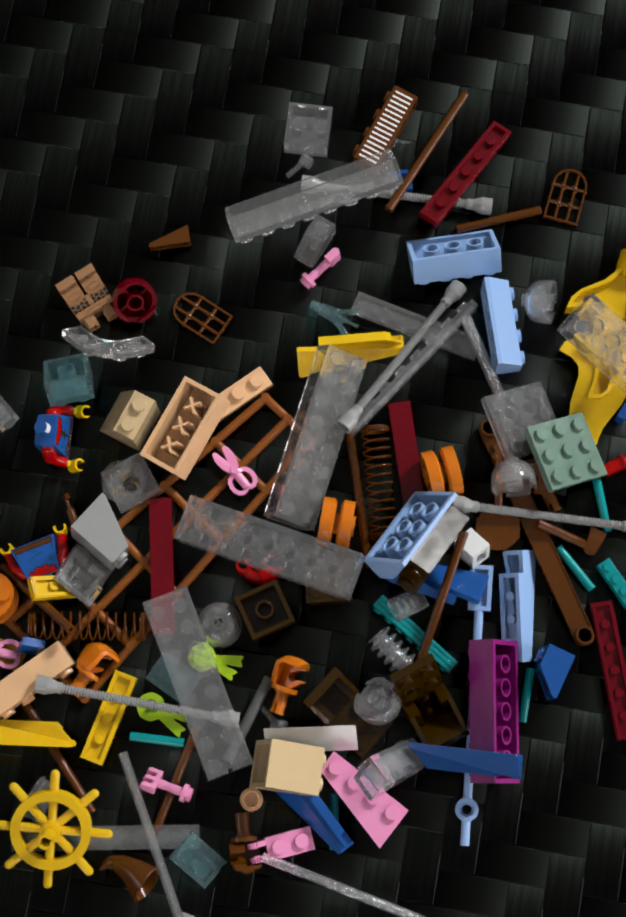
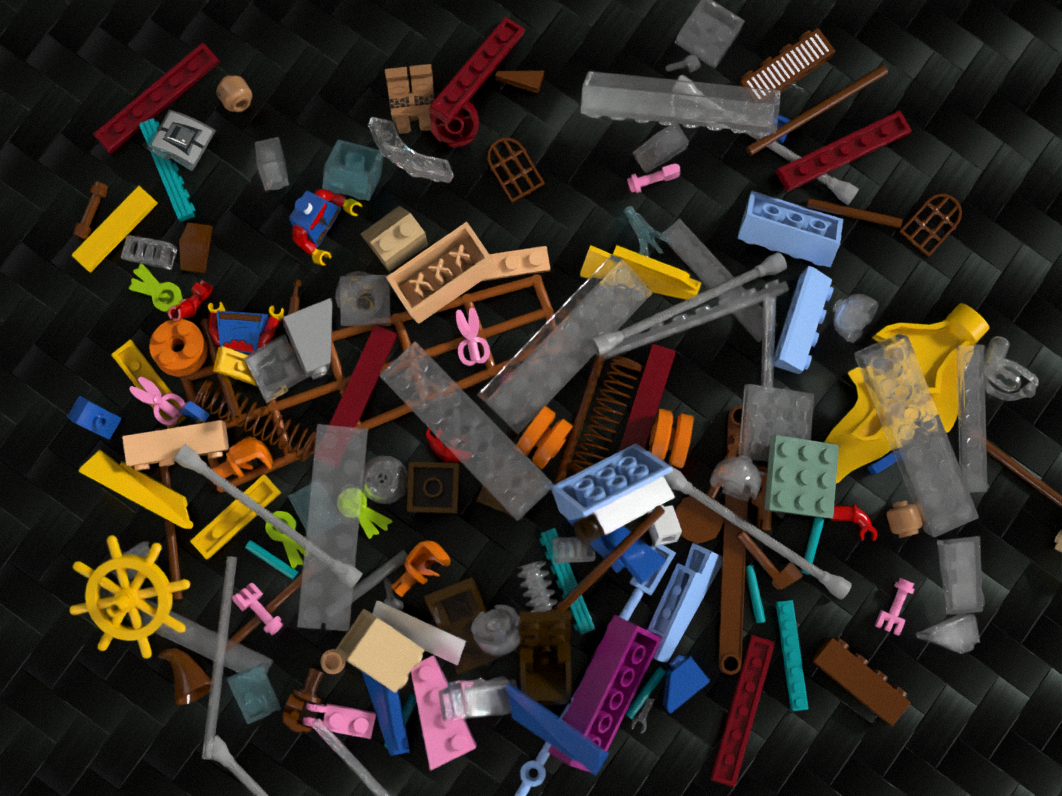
camera: 20 degrees right, 5 degrees up
(132, 250) = (476, 70): none -> dark red tile
(534, 715) = (643, 715): none -> clear hand

